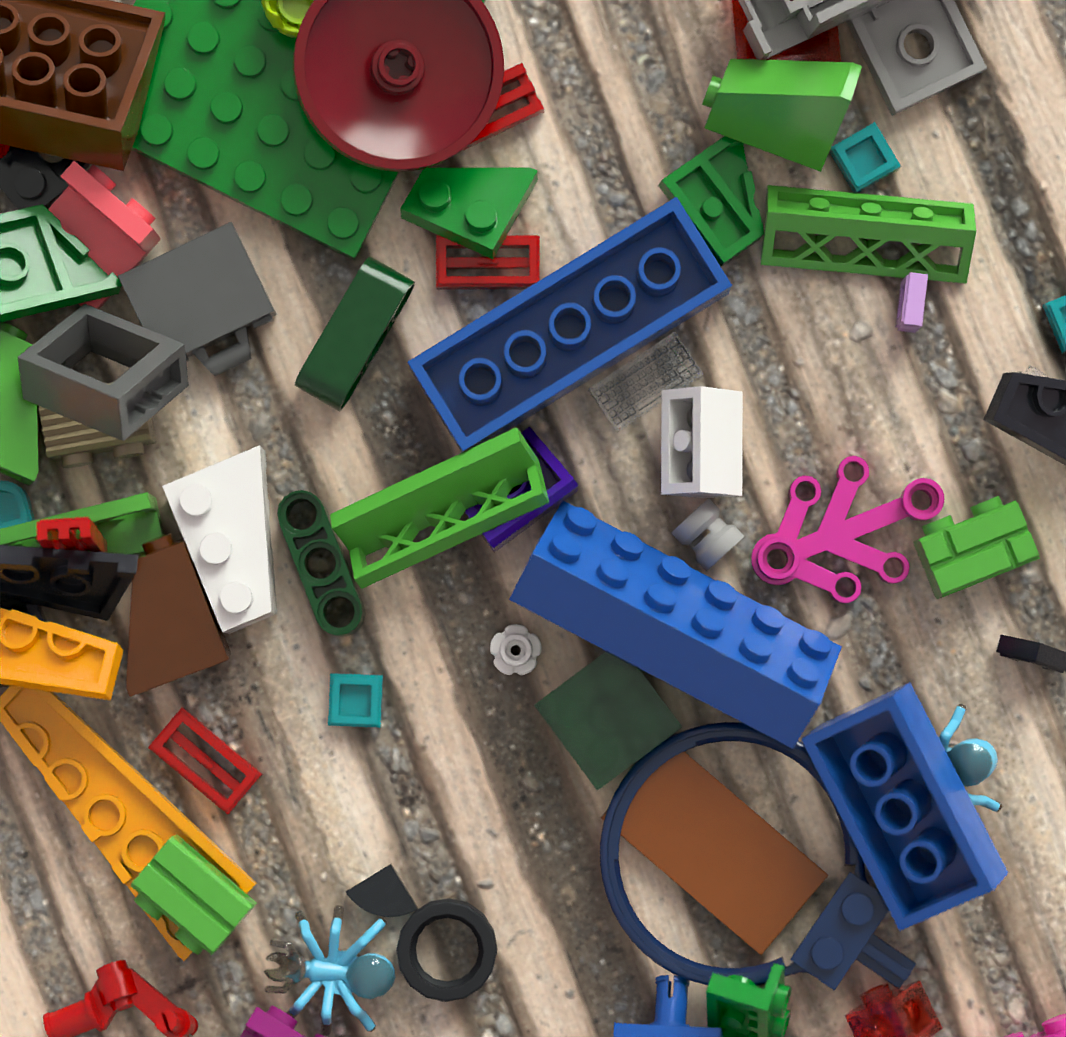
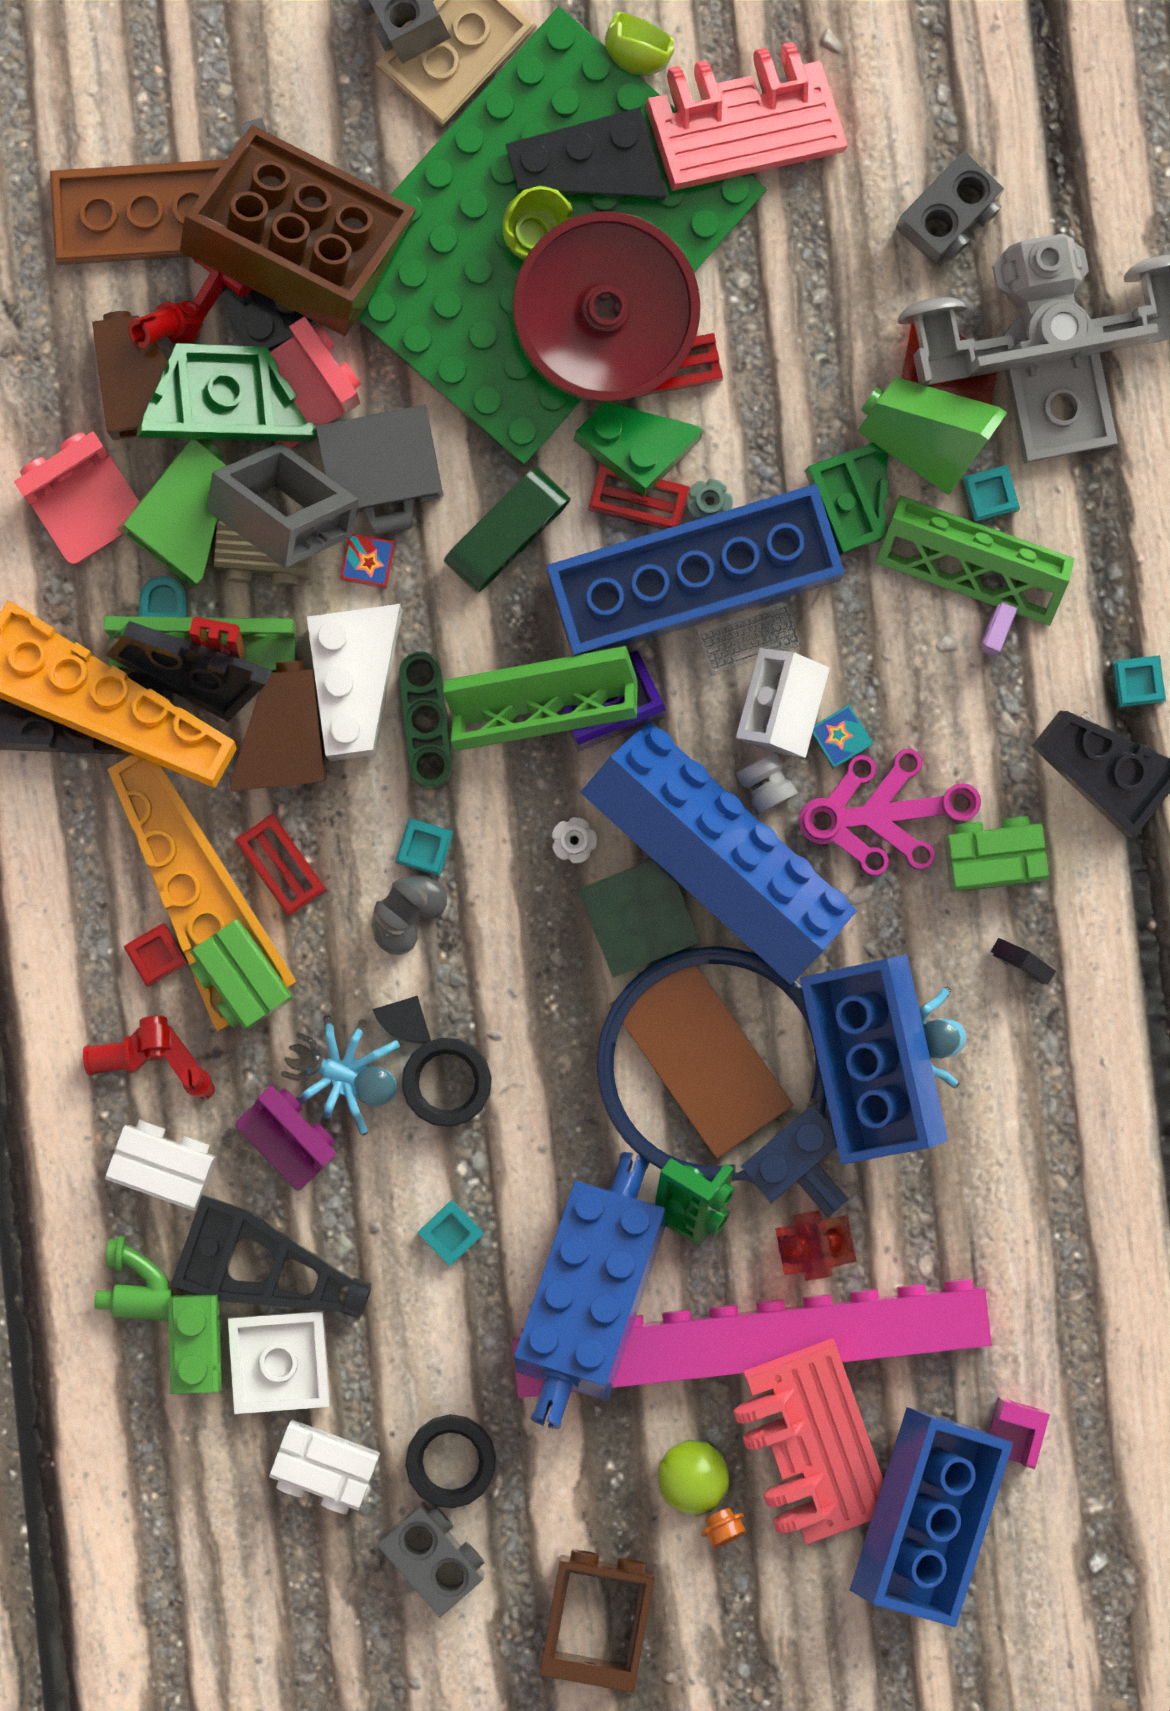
camera: 10 degrees right, 0 degrees up
(95, 894) = (155, 954): none -> red tile
(213, 406) = (368, 561): none -> tile
(352, 767) = (397, 913): none -> dark grey piece
(564, 231) = (701, 490): none -> sand green plate
(774, 462) = (841, 736): none -> tile

